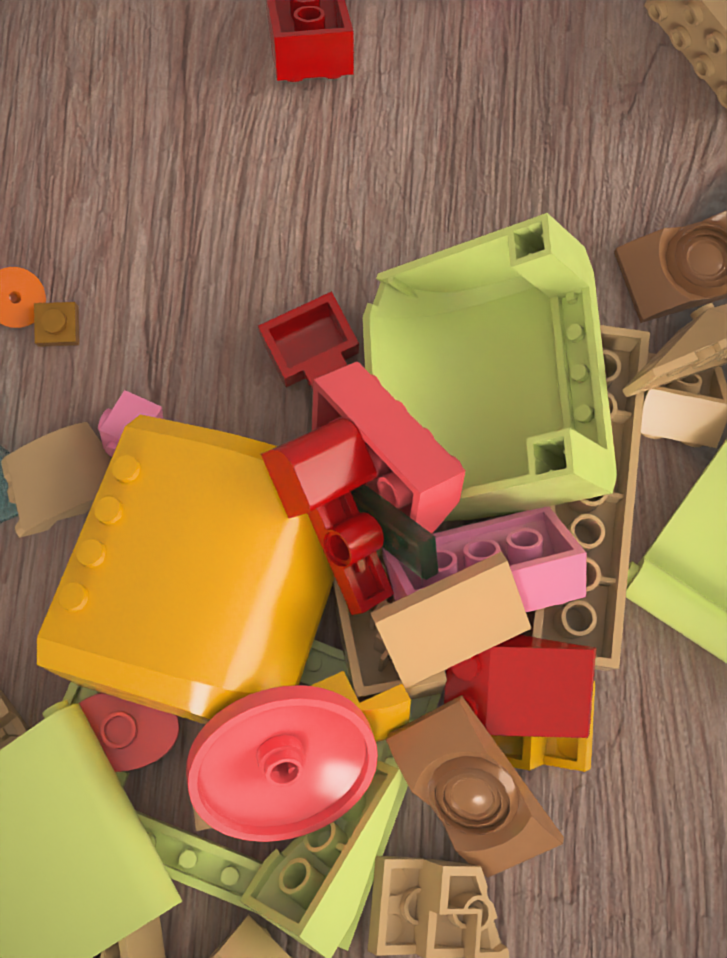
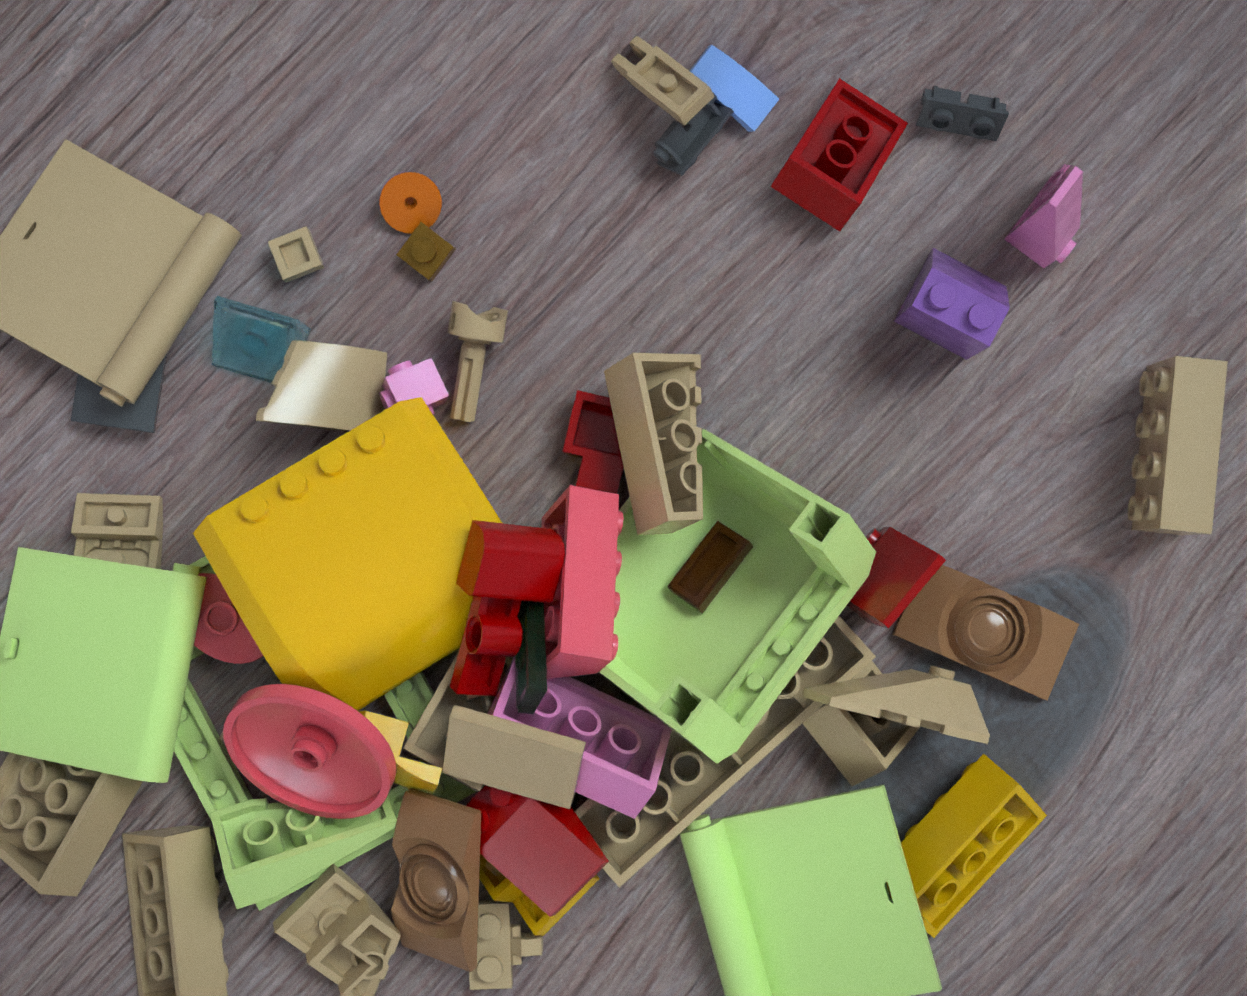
camera: 45 degrees right, 10 degrees up
(135, 63) = (664, 81): none -> tan hinge
(143, 346) = (475, 332): none -> tan piece
(187, 37) = (735, 87): none -> light blue slope
(187, 101) = (681, 146): none -> dark grey hinge
(351, 302) = (659, 437): none -> tan wedge
(469, 374) = (710, 566): none -> reddish brown tile
(481, 57) = (954, 306): none -> medium lavender slope
(568, 808) = (500, 946): none -> tan hinge
(618, 261) = (895, 578): none -> red slope

